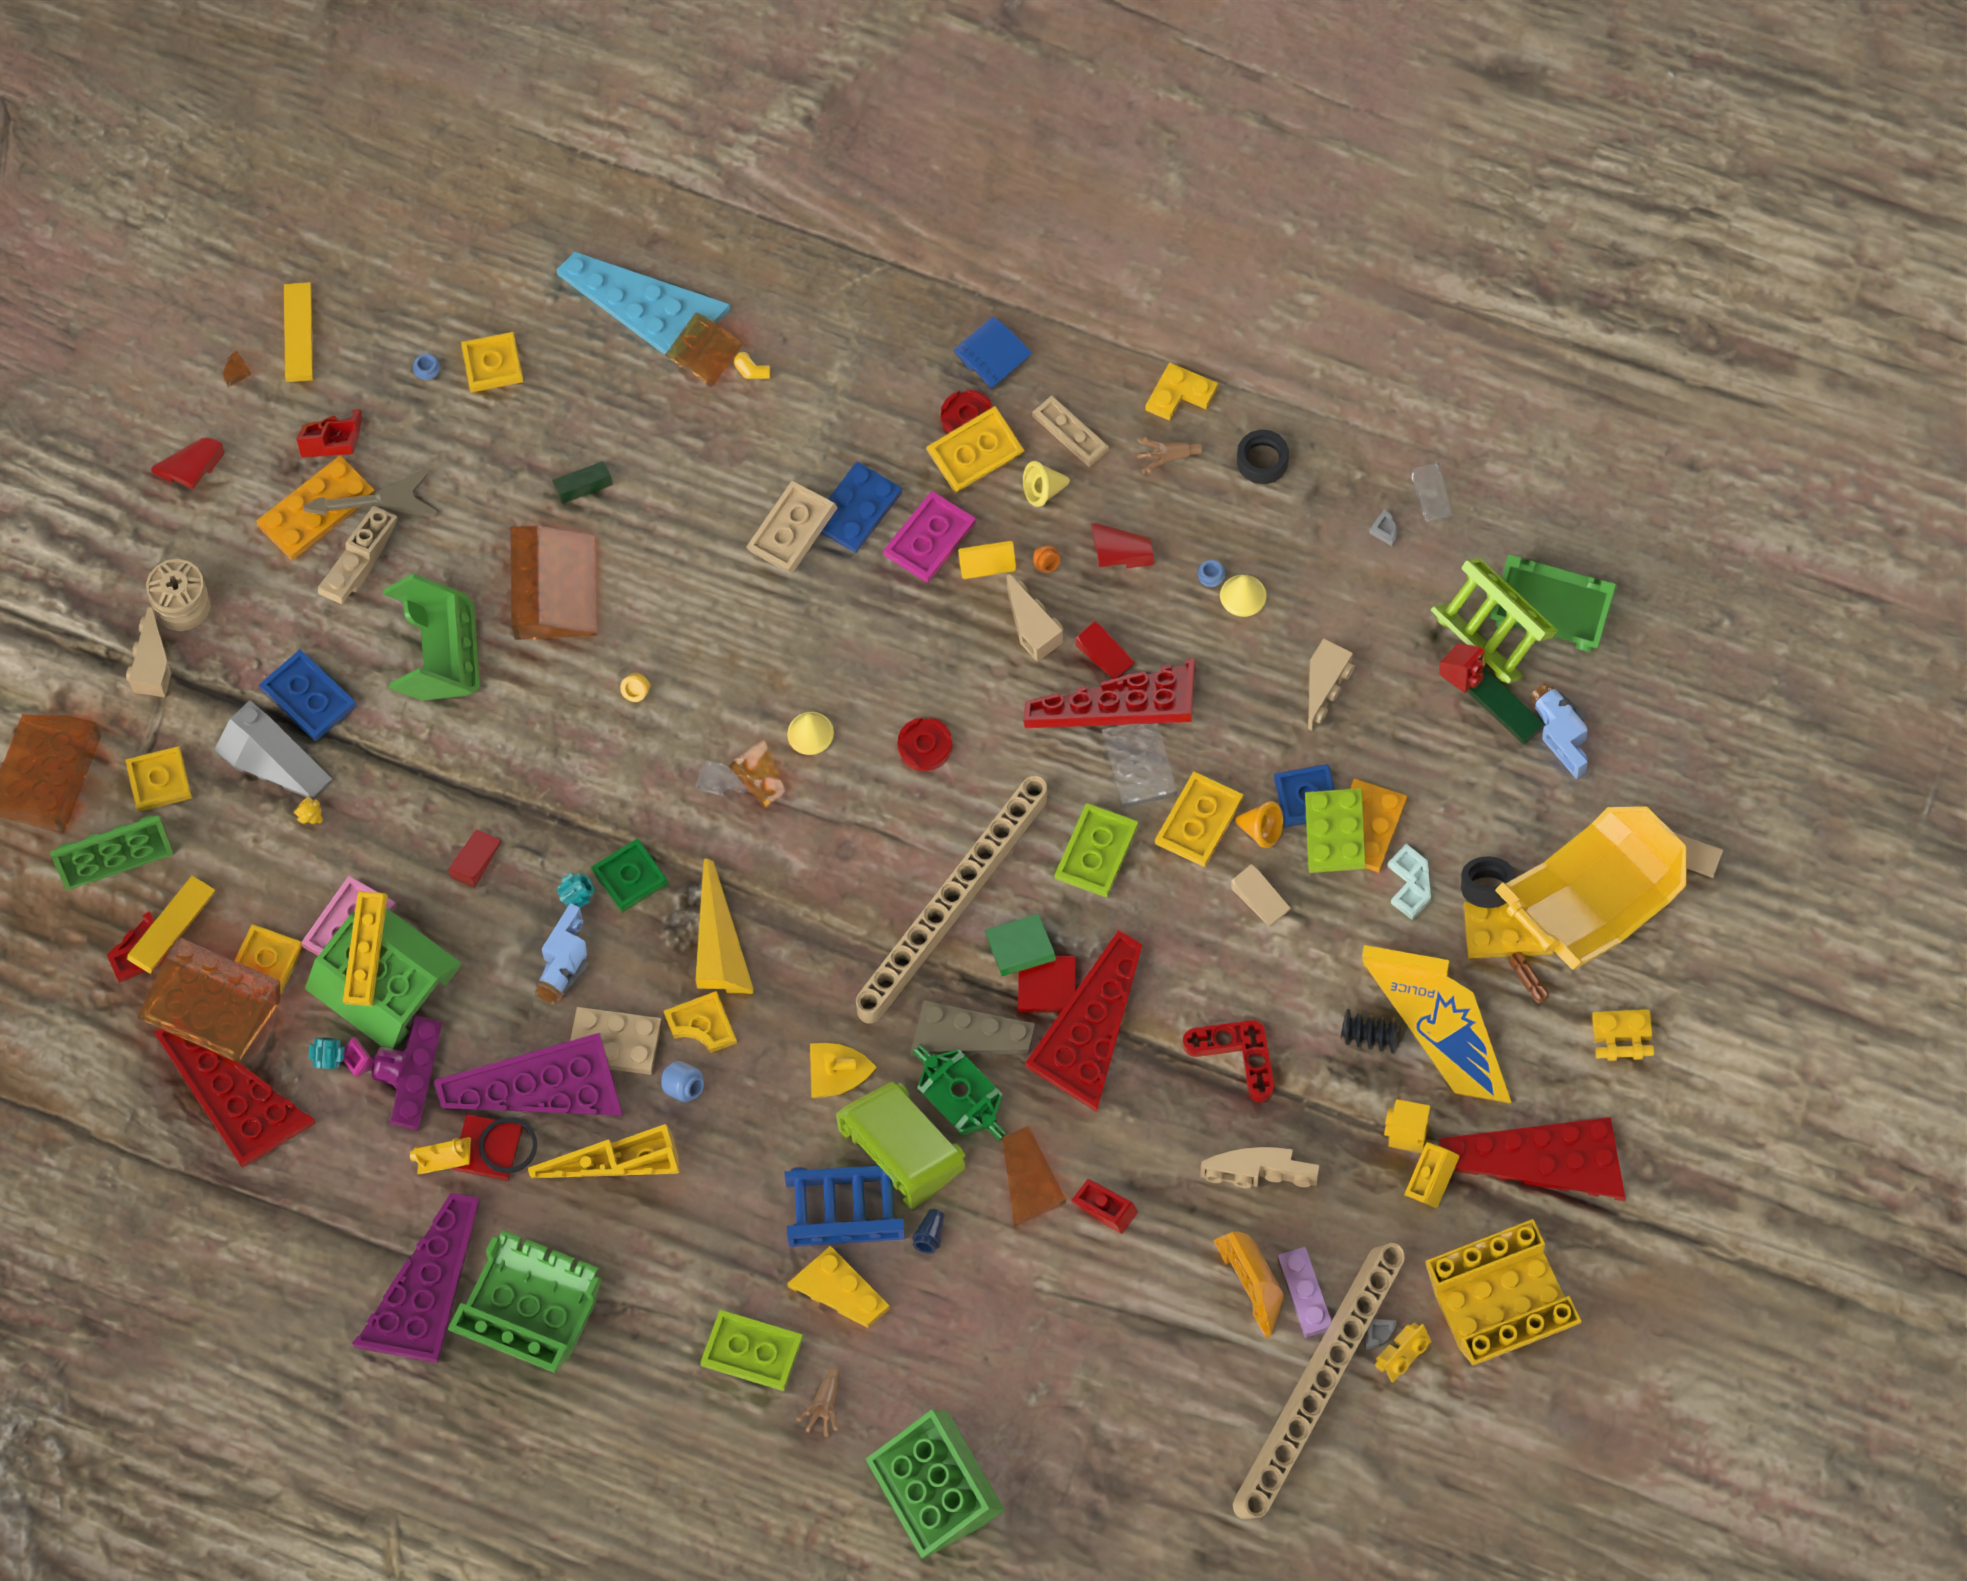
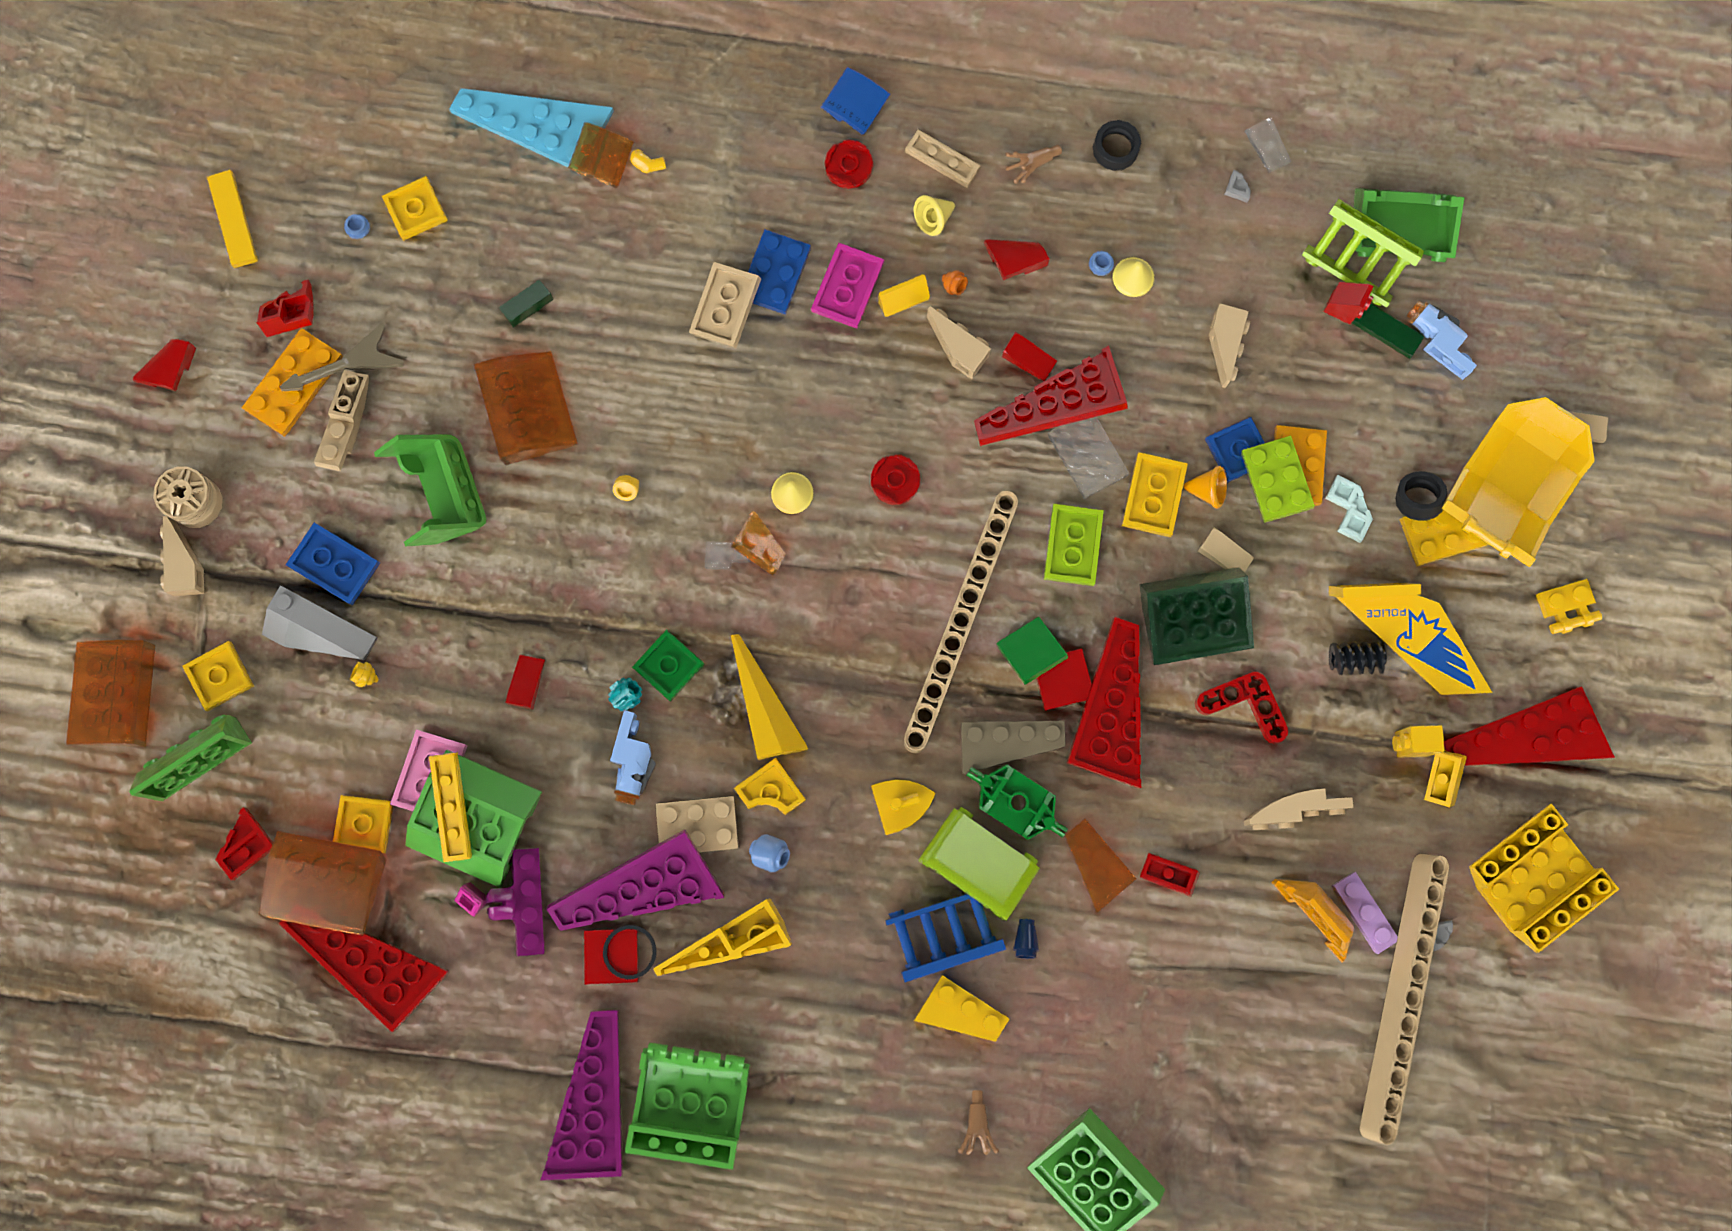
camera: 20 degrees left, 15 degrees up
(171, 924) = (266, 816): yellow tile -> none
(235, 369) = (184, 267): clear orange tile -> none
(326, 1053) = (441, 905): teal gear -> none
(442, 1155) = (572, 977): yellow hinge -> none
(751, 1350) = (900, 1092): lime plate -> none
(975, 449) = (865, 195): yellow tile -> none
(1179, 385) = (1026, 94): yellow plate -> none
(1209, 951) = (1197, 615): none -> clear green slope
(1412, 1342) = (1462, 957): yellow hinge -> none
(1529, 977) = (1475, 573): dark orange axle -> none

